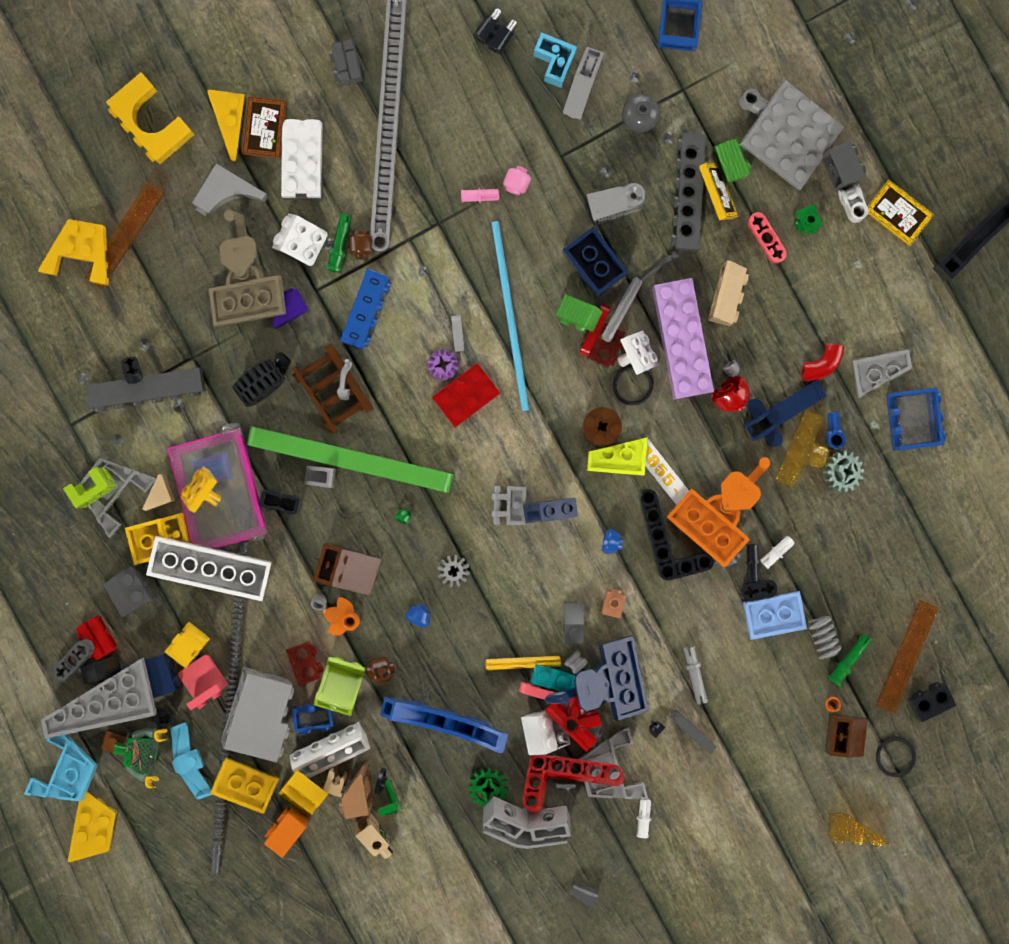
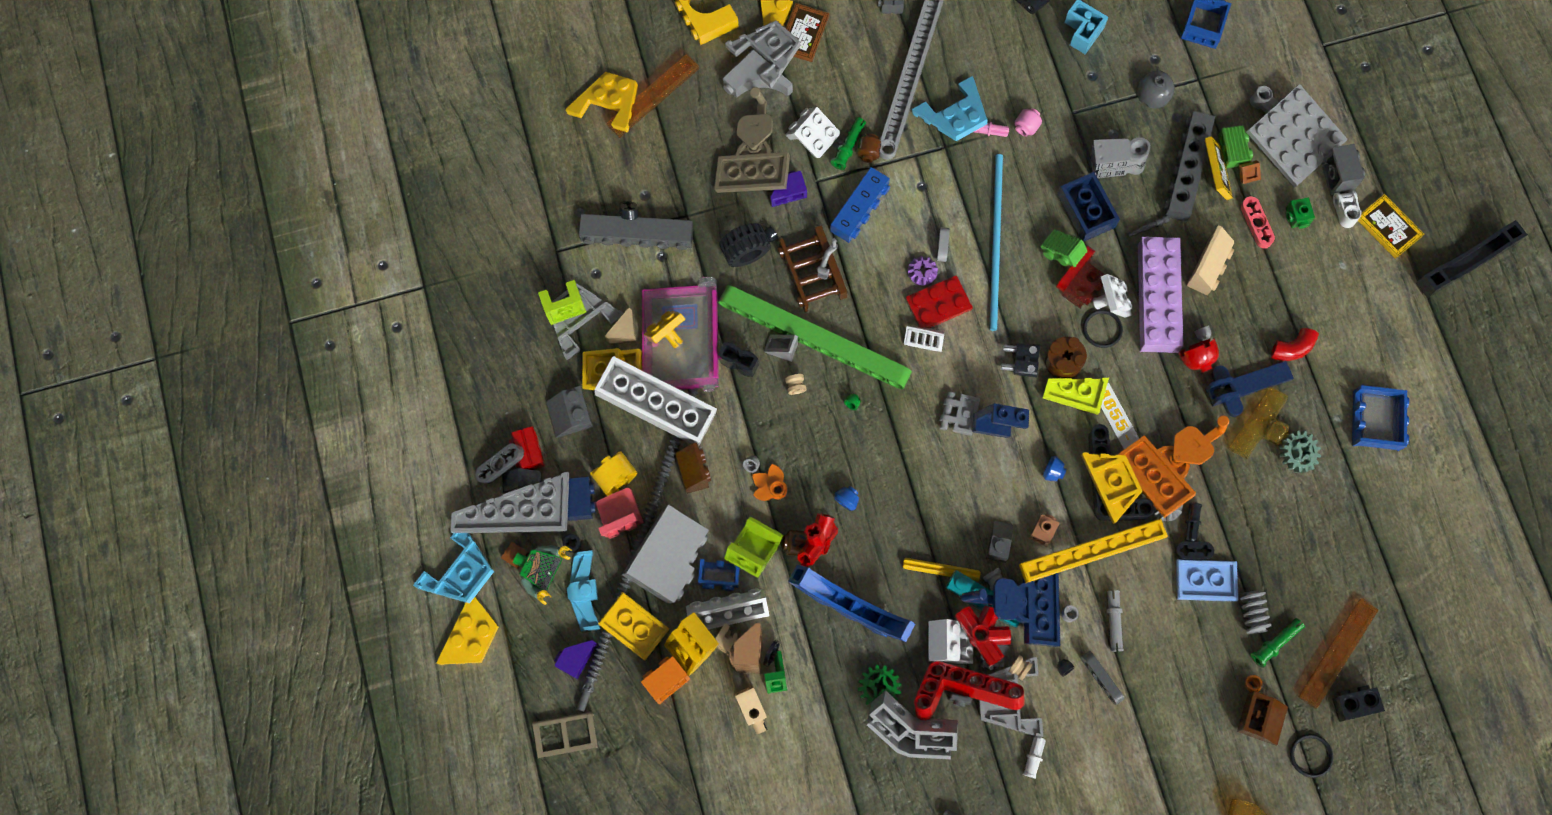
camera: 15 degrees right, 15 degrees down
(196, 828) = (574, 658): none -> dark purple slope
(211, 909) = (538, 740): none -> dark tan window
(235, 152) = (774, 44): none -> light grey wing
(264, 622) = (692, 470): none -> reddish brown slope
(298, 664) = (719, 519): clear red brick -> none
(302, 160) = (832, 65): white piece -> none
(343, 512) = (795, 384): none -> tan wheel
(346, 569) = (786, 437): slope -> none
(399, 668) = (818, 539): none -> red piece
(447, 191) = (958, 118): none -> medium azure wing
(447, 568) = (899, 461): light grey gear -> none
(461, 443) = (922, 344): none -> white slope
(535, 690) = (953, 601): coral beam -> none
(563, 436) = (1025, 359): none -> black piece
(583, 83) = (1106, 52): light grey arch -> none
(615, 743) = (1020, 667): none -> tan wheel
(621, 309) = (1106, 253): light grey axle -> none
(653, 682) = (1073, 610): none -> light grey hinge
(662, 615) = (1093, 550): none -> yellow tile
(670, 546) = (1113, 481): none -> yellow wing
(751, 185) = (1250, 172): none -> dark orange plate
(777, 552) = (1219, 517): white axle -> none
(834, 429) = (1296, 412): blue axle -> none
(877, 369) = (1345, 365): light grey wing -> none

